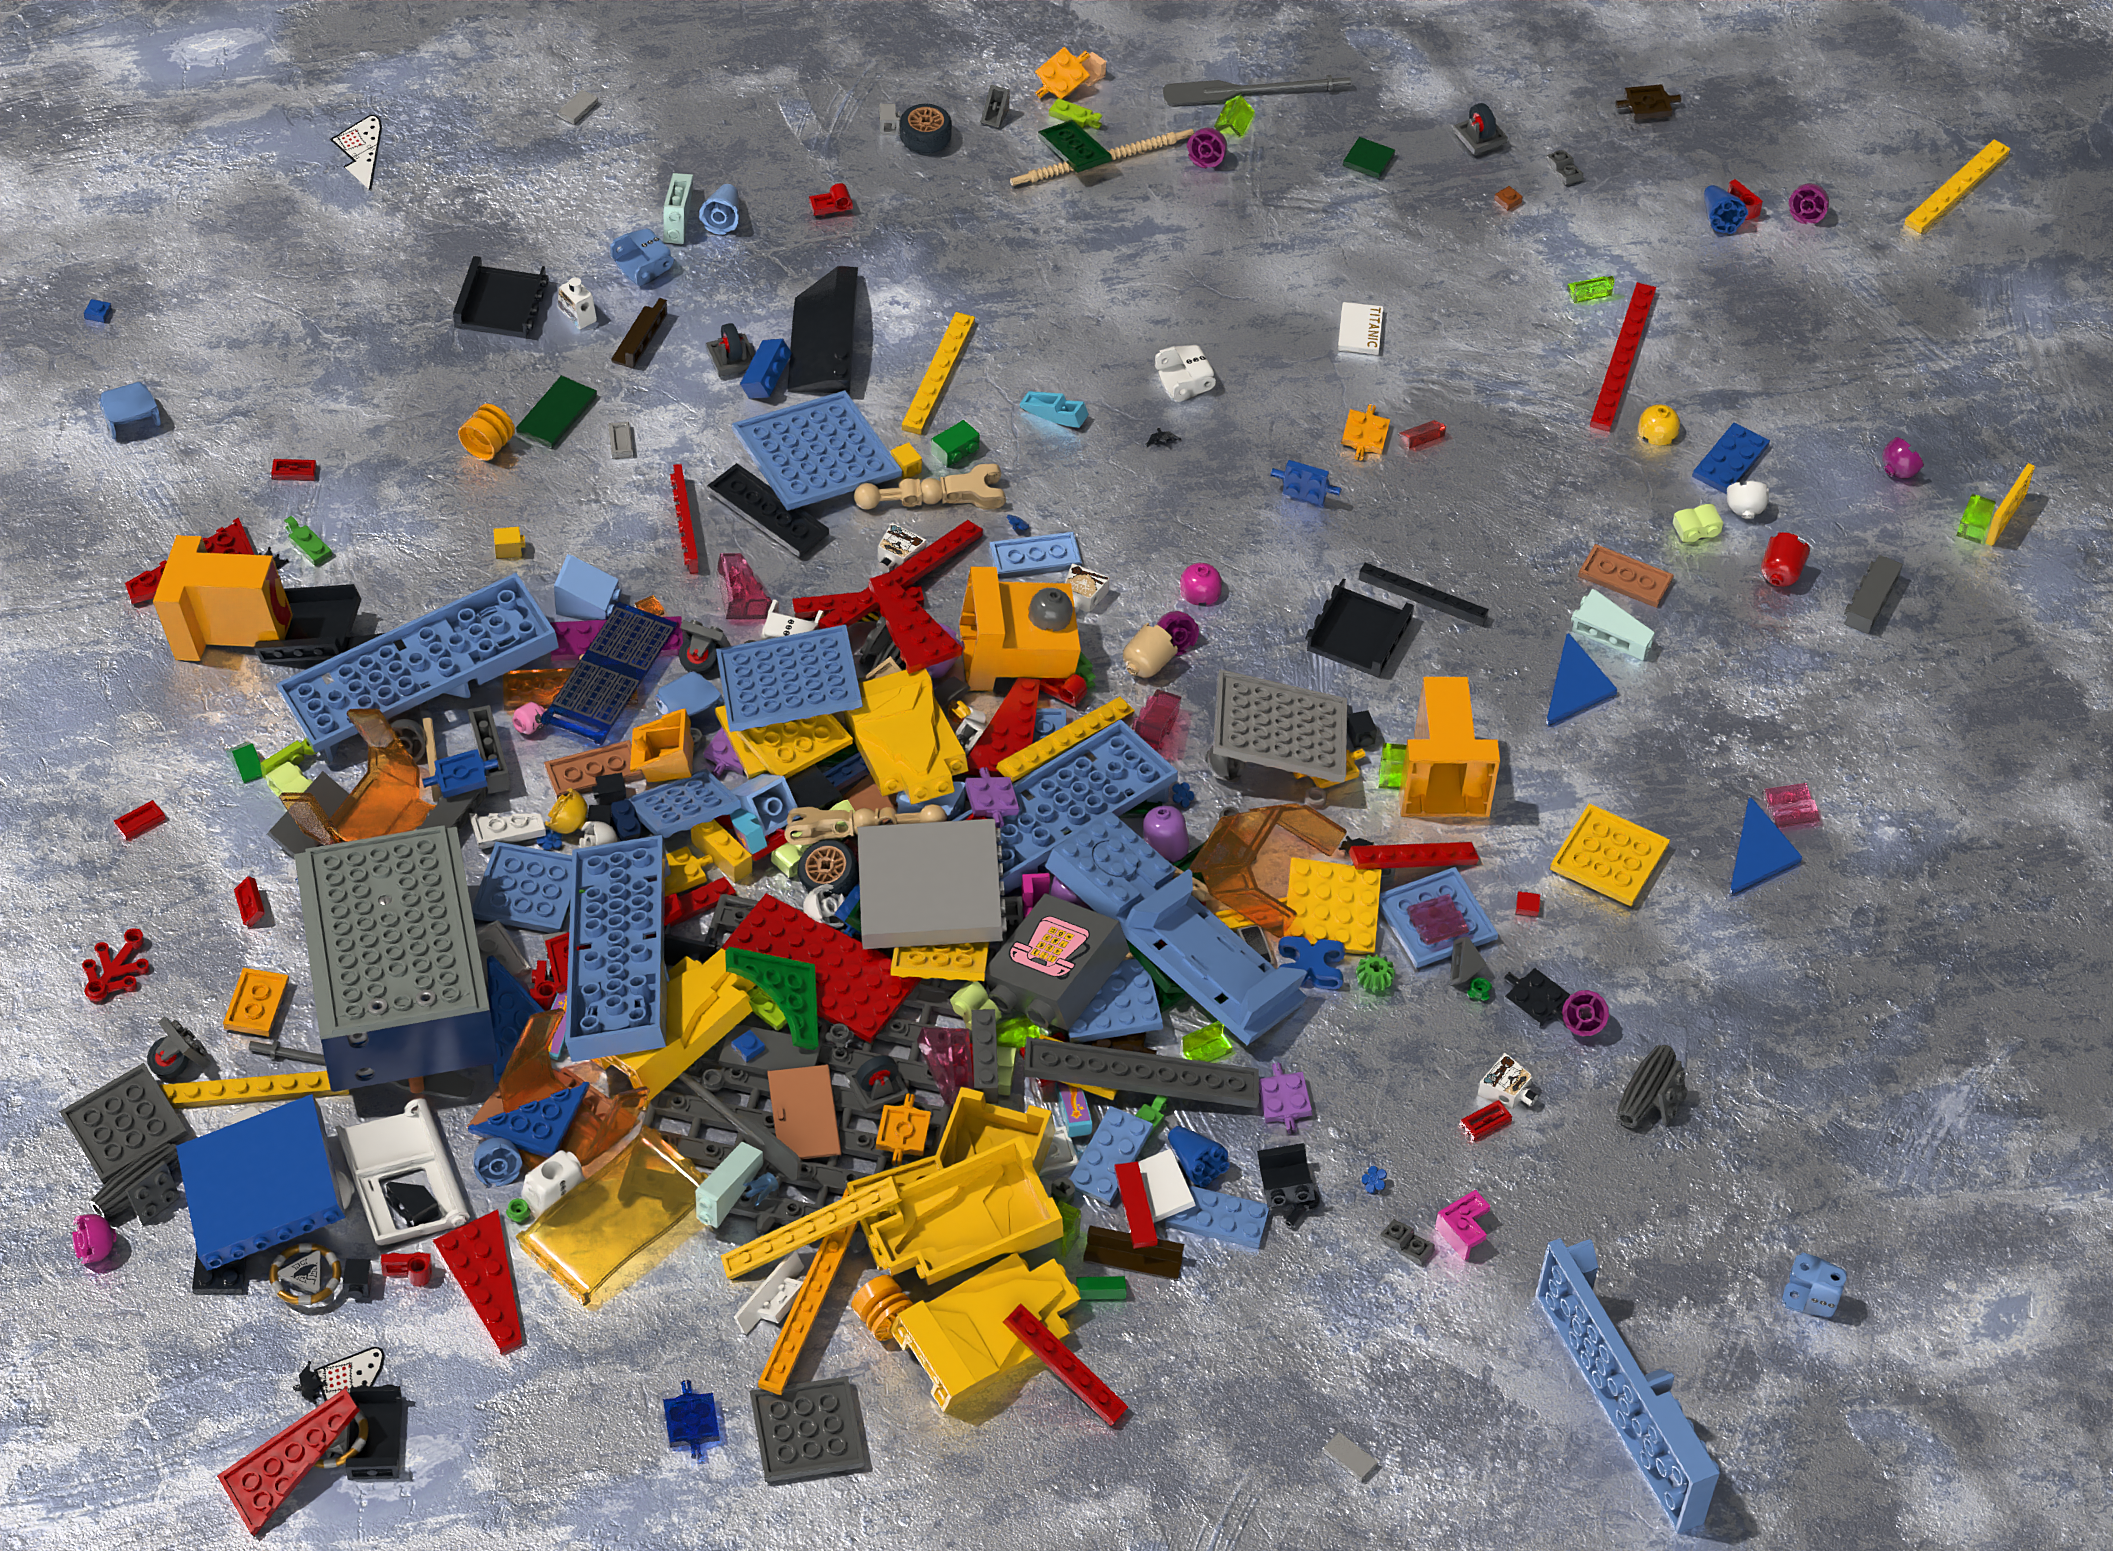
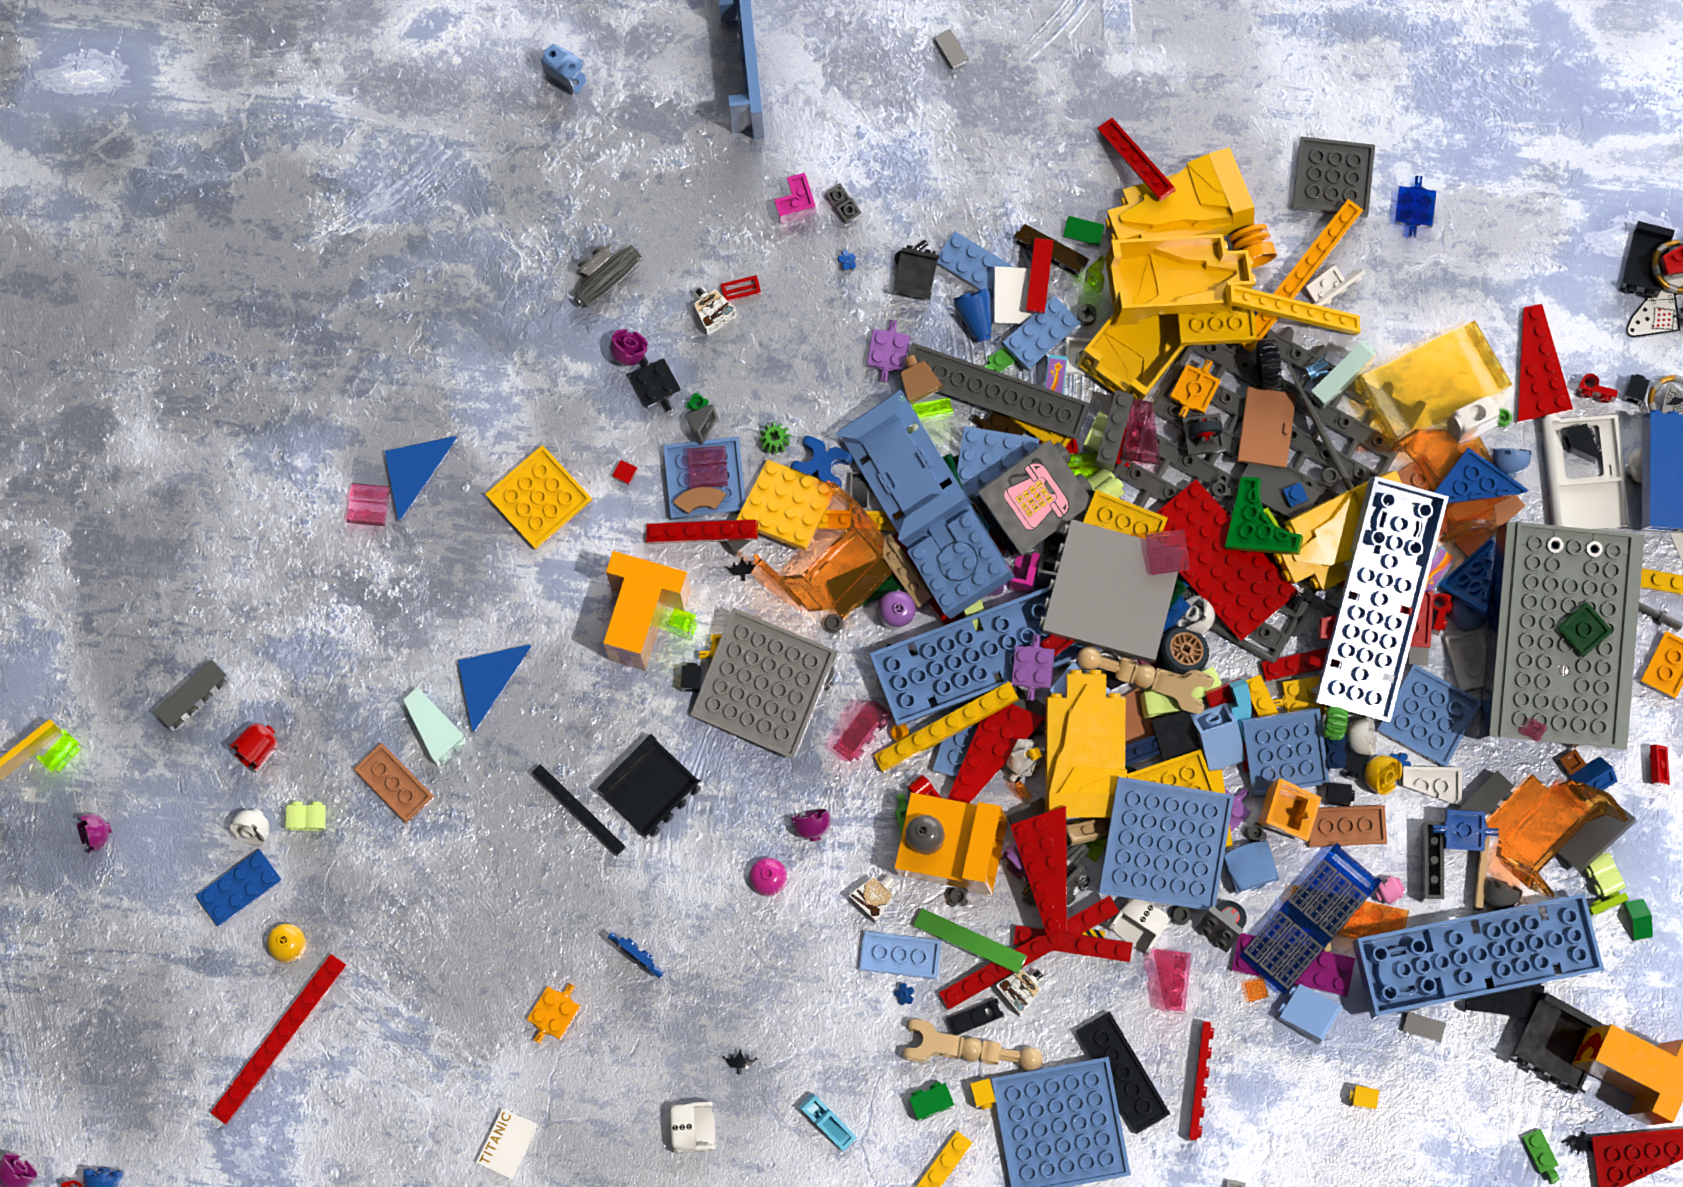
camera: 155 degrees left, 25 degrees up
(370, 931) = (1584, 629): none -> dark green tile
(405, 834) = (1529, 731): none -> clear pink plate
(634, 822) = (1335, 723): none -> bright green gear
(823, 1166) = (1268, 364): none -> black gear
(879, 920) = (1167, 552): none -> clear pink slope
(938, 521) = (974, 1018): none -> black plate
(951, 565) = (970, 941): none -> bright green tile
(1148, 651) = (845, 804): tan cylinder -> none
(1182, 794) = (863, 657): blue plant -> none
(1233, 1059) = (919, 380): none -> medium nougat torso
(1422, 434) = (503, 997): clear red slope -> none
(1437, 885) = (698, 498): none -> medium nougat tile
(1591, 289) = (272, 1130): clear neon green panel -> none

